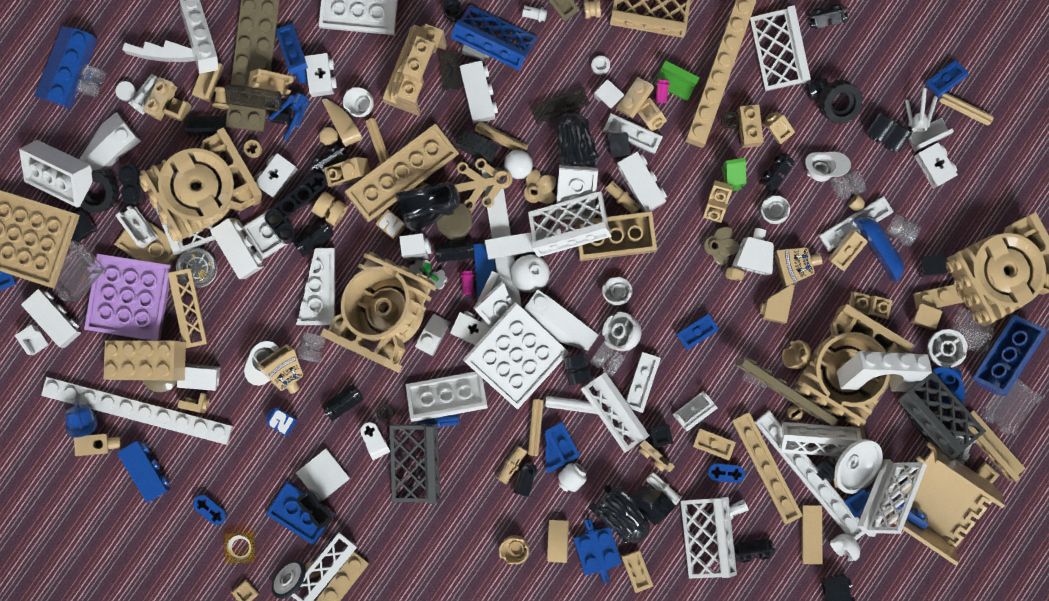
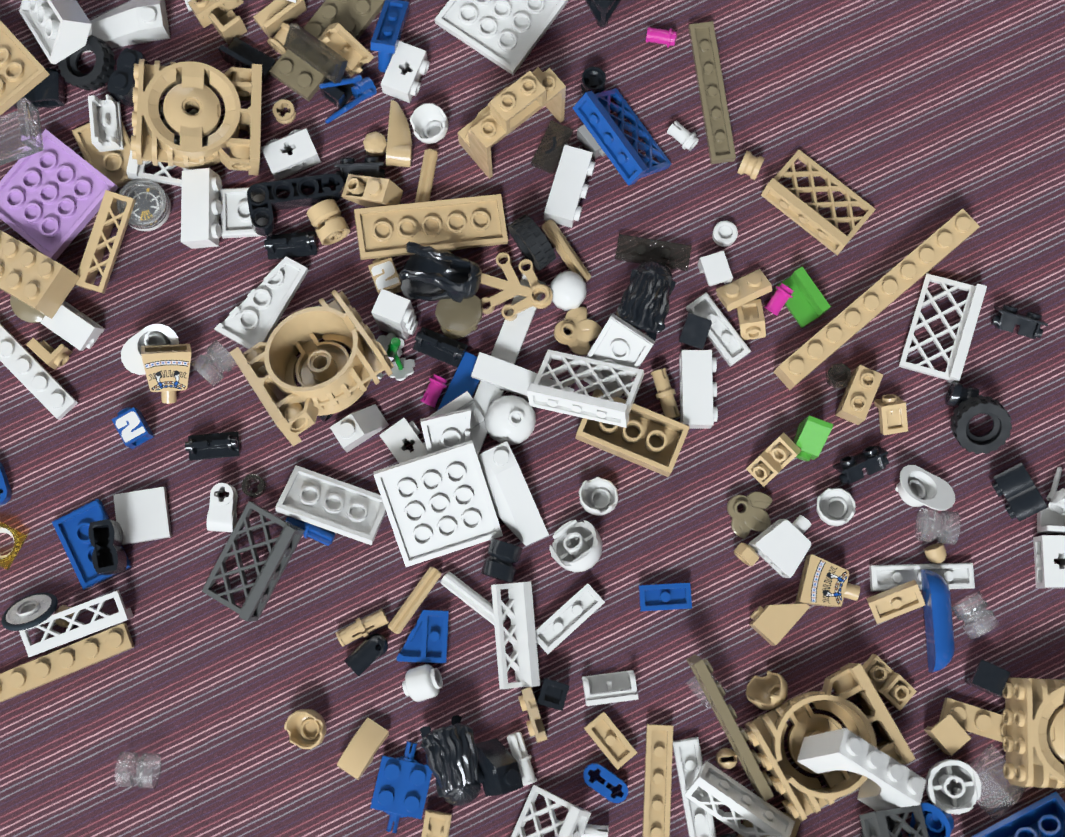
camera: 30 degrees right, 5 degrees down
(607, 359) = (542, 569): clear wheel -> none

